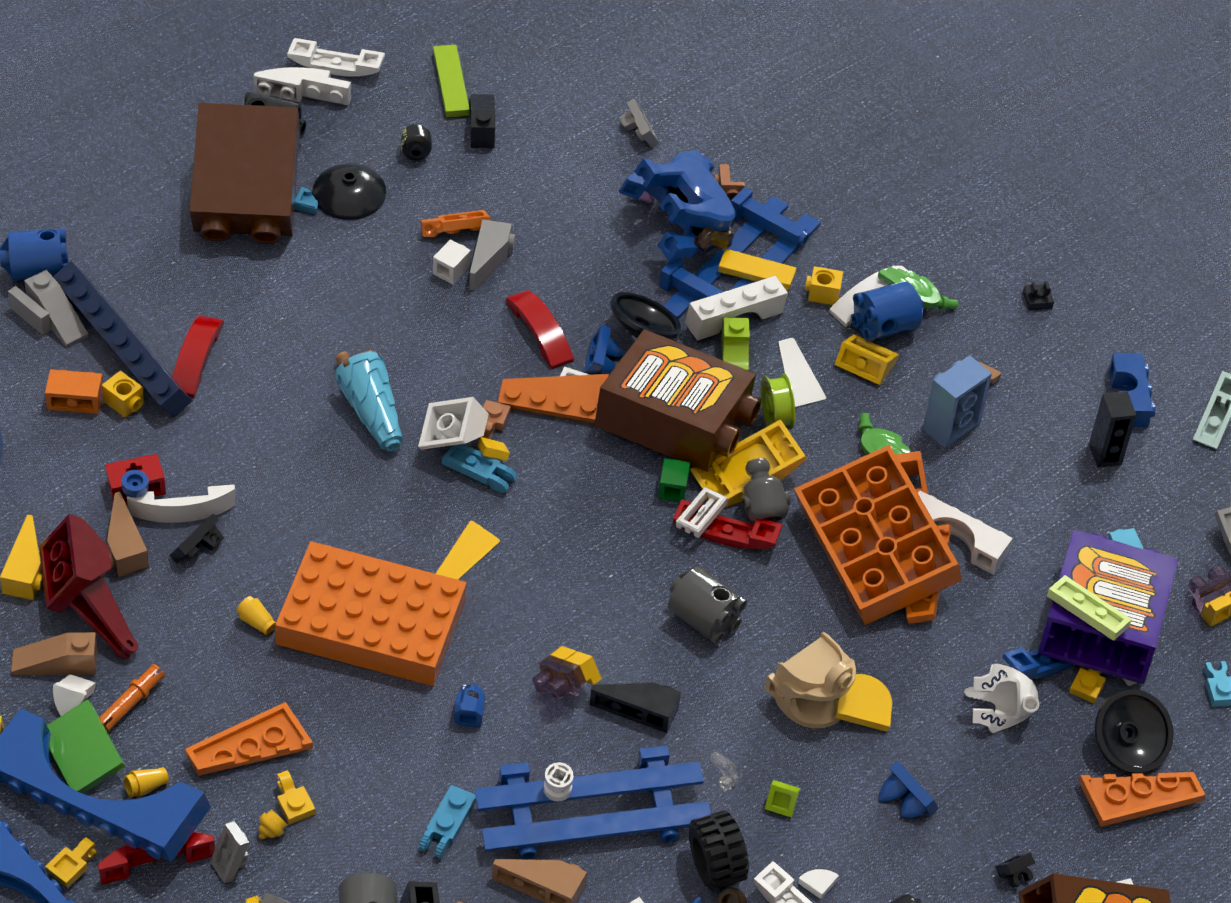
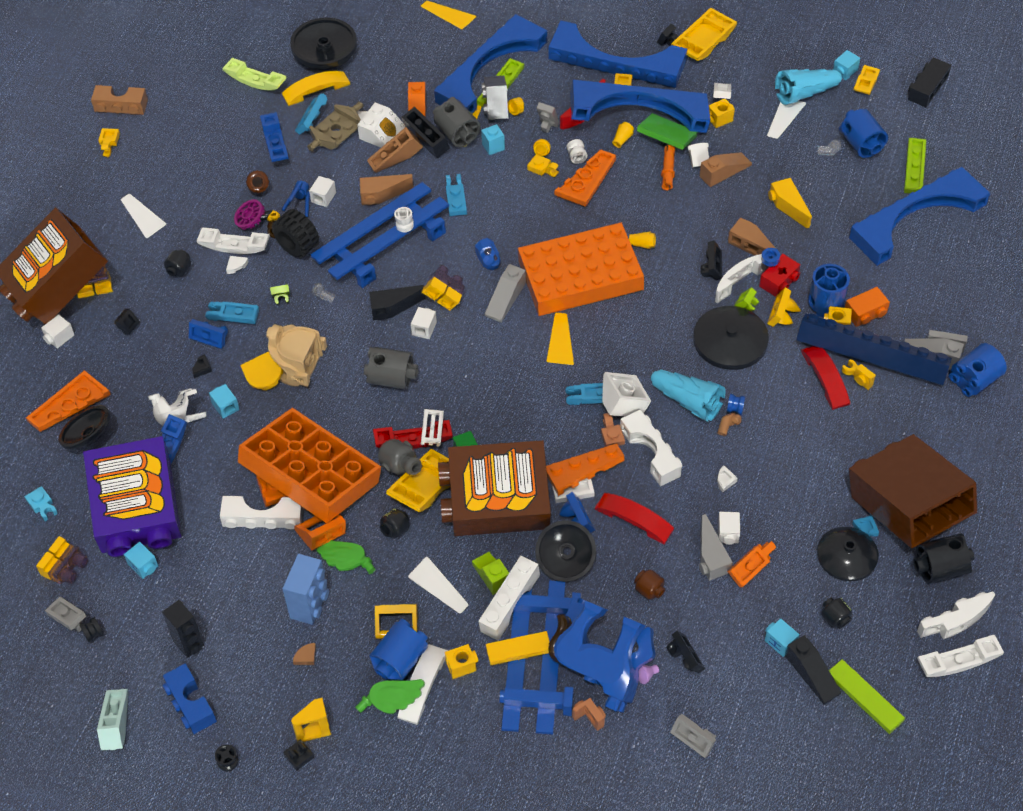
camera: 155 degrees right, 5 degrees up
(73, 577) = (742, 190): dark red slope -> none
(107, 413) = (828, 288): none -> blue cylinder
(162, 325) = (862, 375): none -> yellow plate
(175, 442) = (782, 303): none -> yellow tile
(204, 473) = (746, 299): none -> lime tile
(232, 785) = (577, 151): none -> white wheel
(260, 449) = (730, 337): none -> black dish
(326, 368) = (735, 404): none -> blue wheel
(332, 868) = (493, 139): none -> medium azure brick
(409, 313) = (725, 479): none -> white tile
(466, 354) = (638, 429): none -> white arch
(485, 639) = (506, 292): none -> light grey slope
(488, 151) = (780, 635): none -> medium azure brick
(493, 449) = (592, 406): yellow tile -> none
(578, 256) = (649, 584): none -> reddish brown head
(589, 189) = (681, 646): none -> black hinge
(621, 654) = (423, 322): none -> white brick
(777, 400) = (431, 529): lime wheel -> none
(812, 442) = (394, 523): none -> black head
(862, 806) = (232, 312): none -> dark azure hinge
(936, 686) = (224, 401): none -> medium azure brick
(940, 757) = (201, 367): none -> black tile
(1014, 281) = (316, 716): none -> yellow tile
(1089, 607) = (136, 448): yellowish green plate -> none
(1114, 323) = (223, 753): none -> black wheel
(1210, 504) = (91, 629): none -> black wheel

